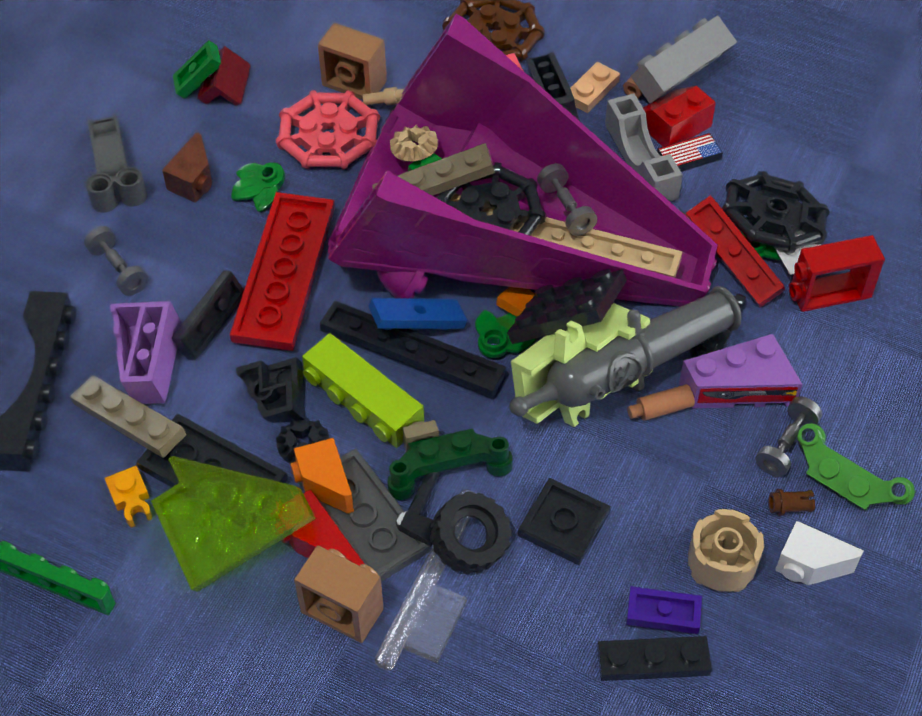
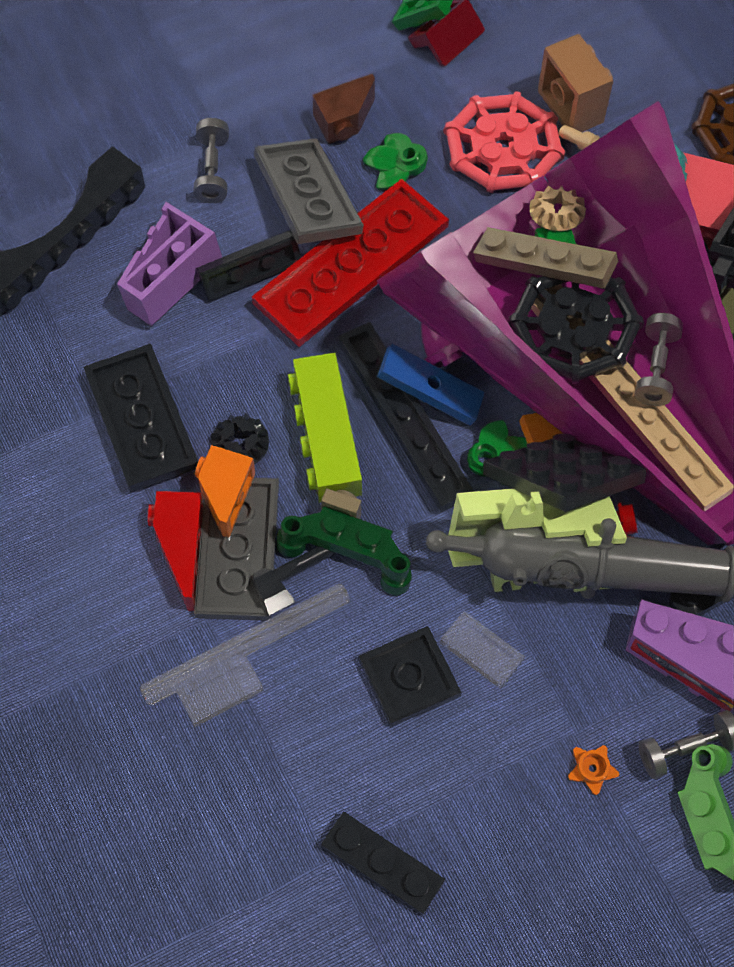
camera: 35 degrees right, 10 degrees up
(114, 179) = (272, 73): dark grey piece -> none
(128, 416) = (108, 319): dark tan plate -> none
(129, 493) = (60, 388): light orange plate -> none
(212, 238) = (308, 191): none -> dark grey tile
(225, 518) = (110, 469): clear neon green wing -> none
(276, 388) = (255, 375): black slope -> none
(339, 593) = (151, 606): medium nougat brick -> none
(447, 545) = (338, 626): black tyre -> none
(599, 470) = (482, 649): none -> clear tile
(662, 403) = (595, 626): nougat cylinder -> none
(664, 610) = (427, 826): dark purple plate -> none
(725, 551) = (527, 790): tan brick -> none
(741, 489) = (599, 759): none -> orange plate
(795, 501) = (635, 808): reddish brown pin -> none
(816, 556) = (611, 879): white slope -> none

